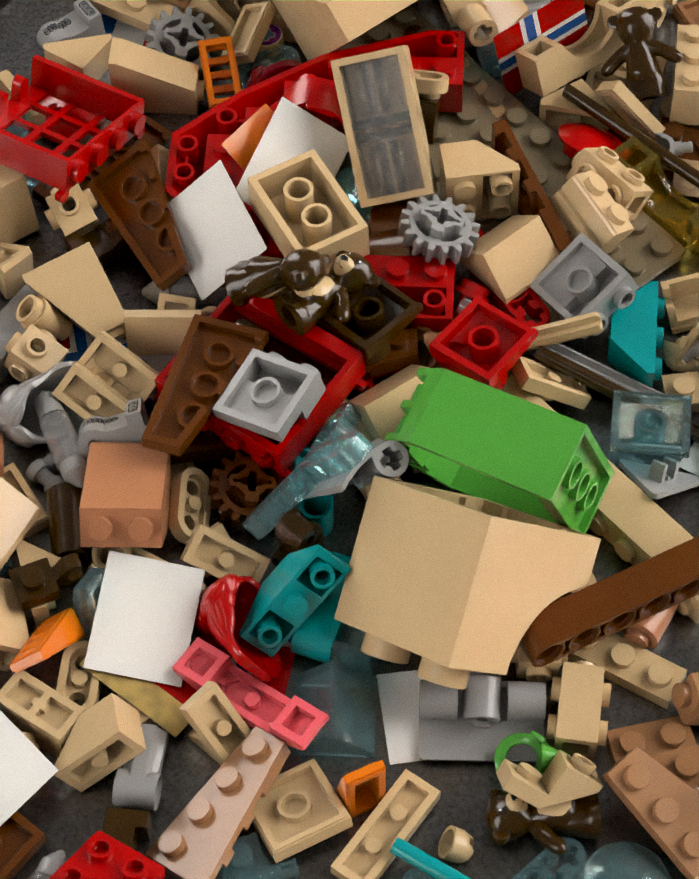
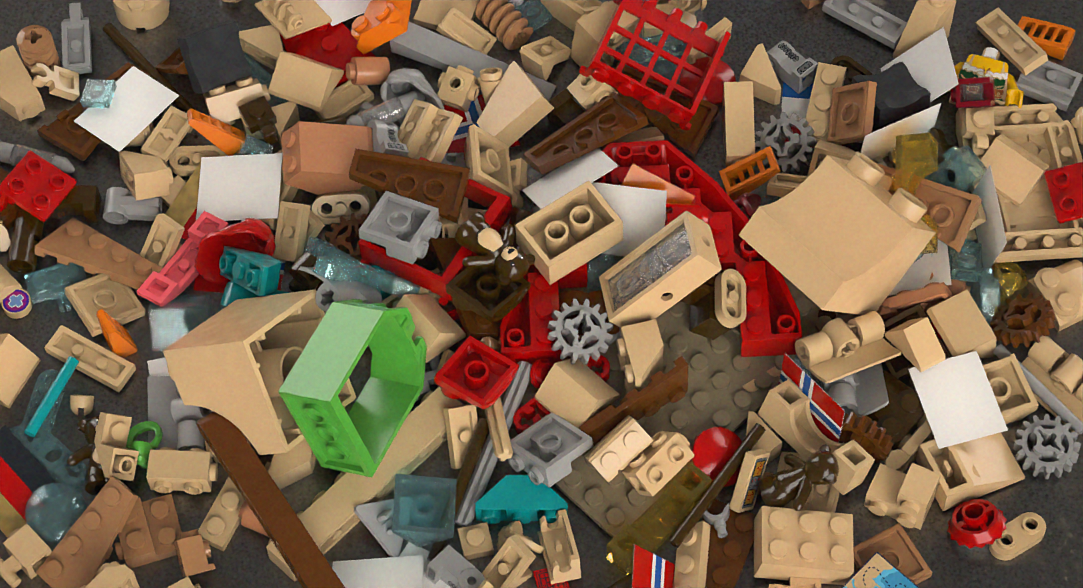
camera: 85 degrees right, 5 degrees up
(269, 275) = (490, 200): dark brown piece -> none

